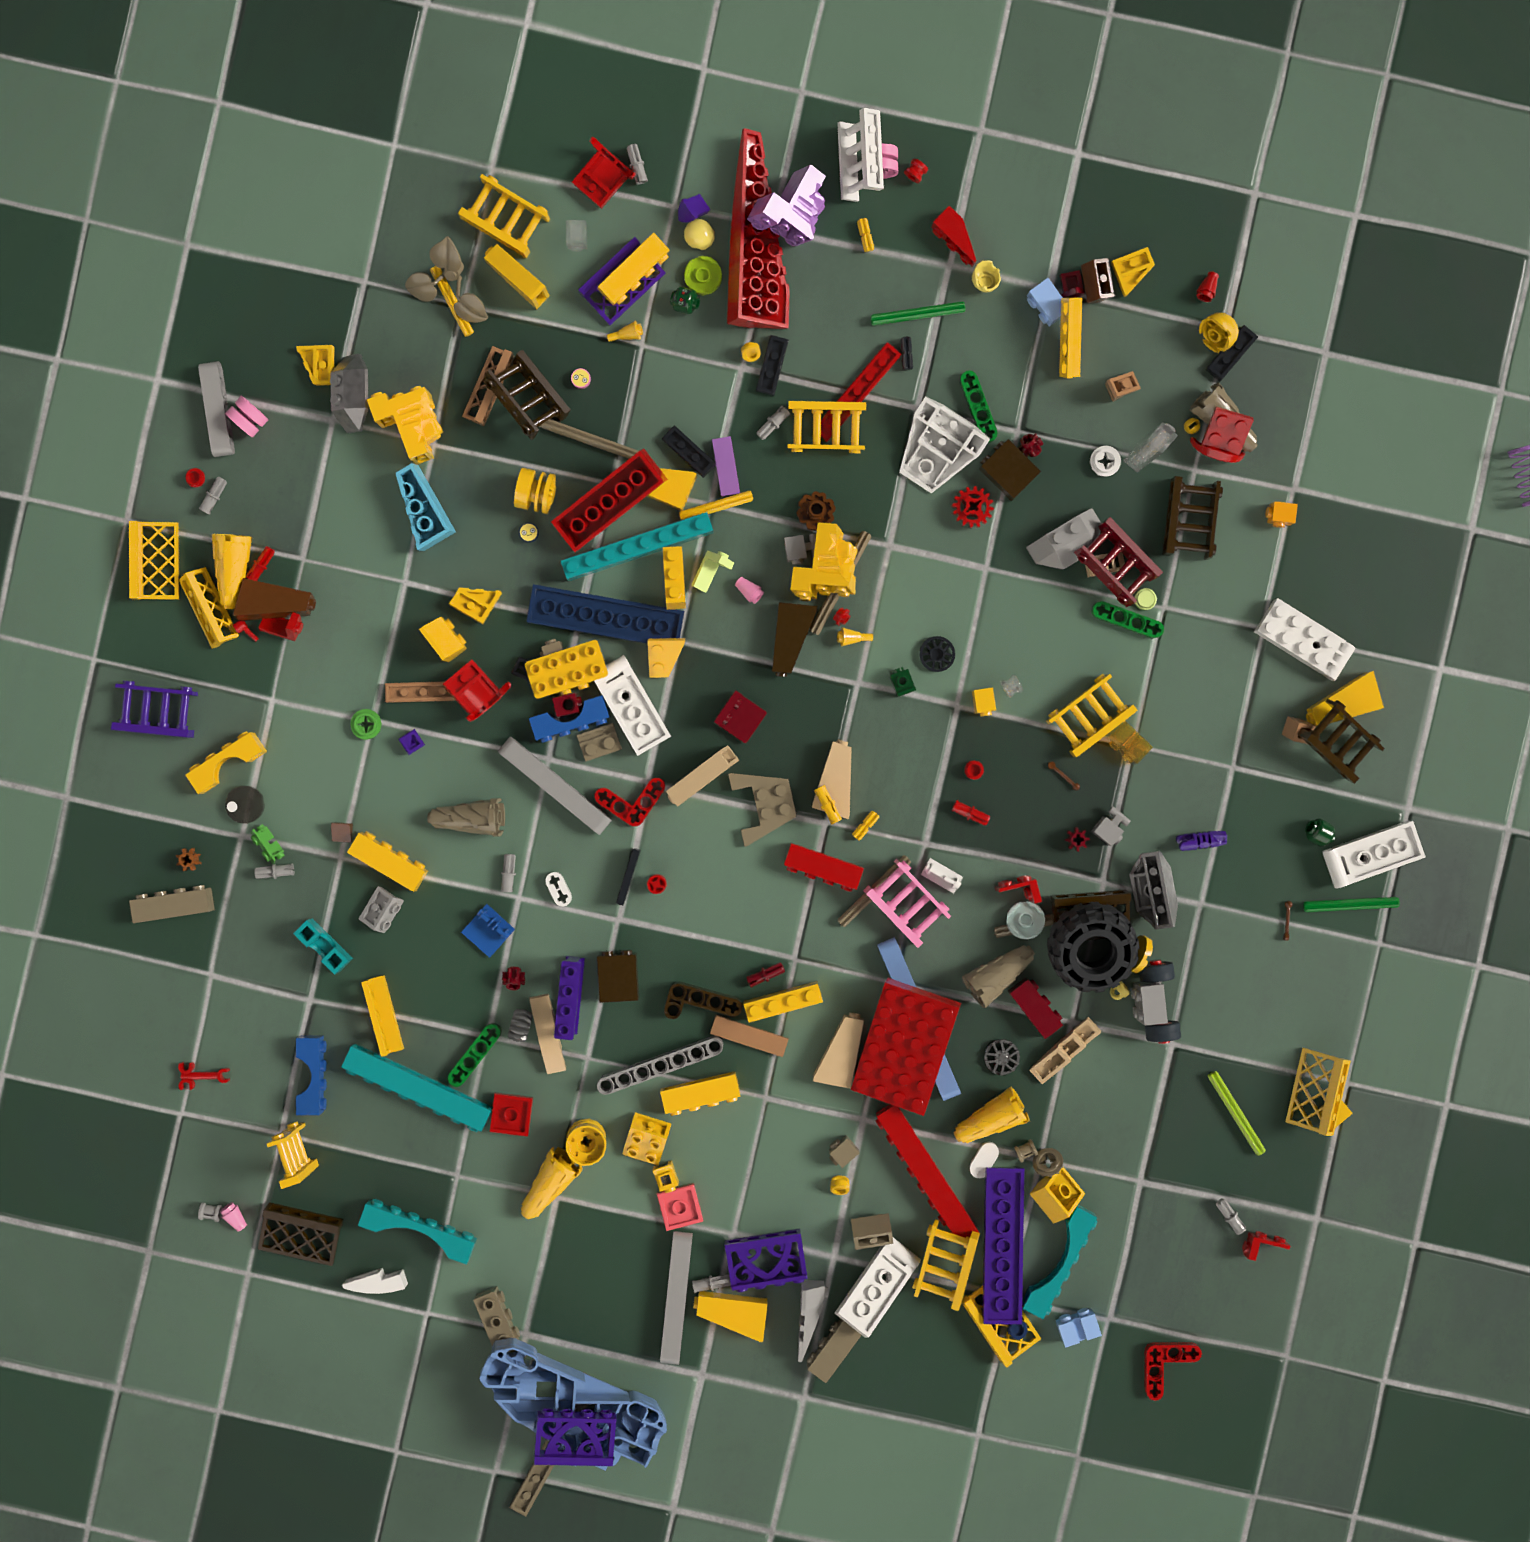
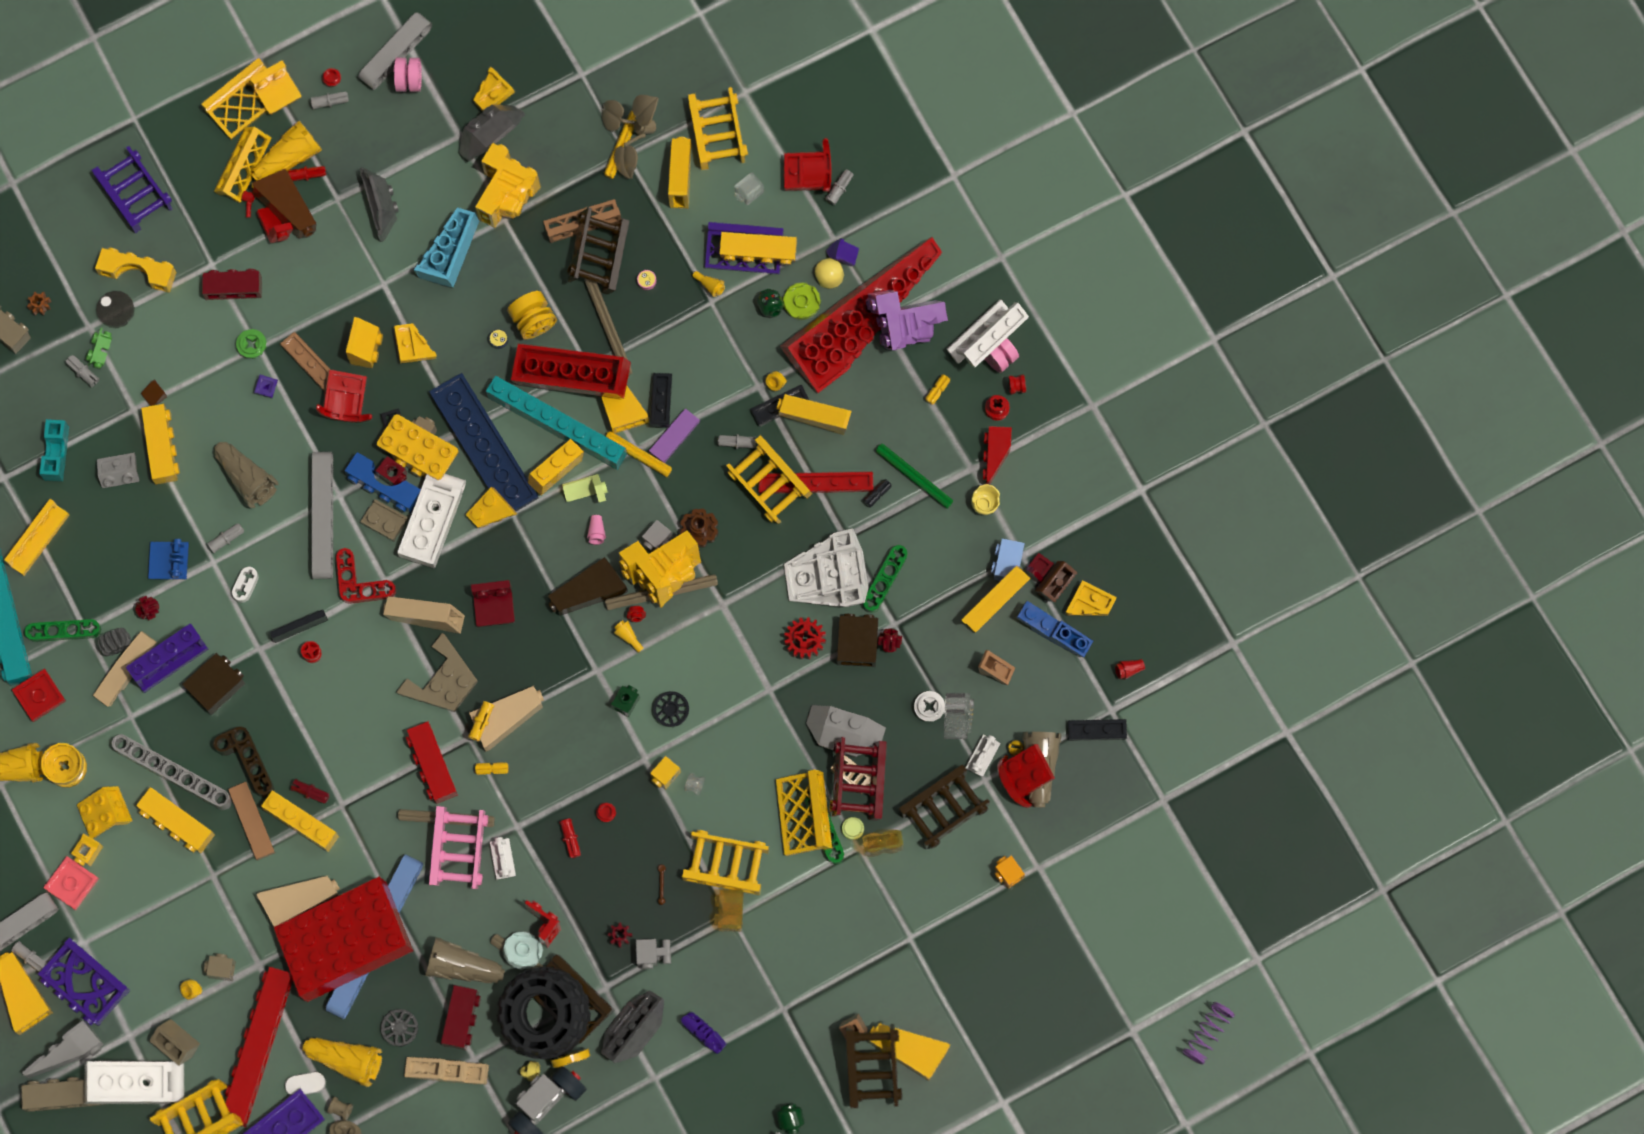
camera: 45 degrees right, 15 degrees down
(166, 529) = (275, 87): none -> yellow bracket
(303, 699) = (232, 284): none -> dark red brick
(335, 527) = (380, 202): none -> flat silver wedge
(806, 344) = (814, 413): none -> yellow slope
(919, 209) = (997, 413): none -> red piece
(1113, 611) = (819, 812): none -> yellow fence
(1131, 316) = (1054, 630): none -> blue slope
(1178, 457) = (983, 755): none -> white hinge
(1179, 591) = (888, 842): none -> clear yellow brick
(1219, 331) = (1103, 704): yellow cylinder -> none
(1297, 633) = (927, 965): white hinge -> none

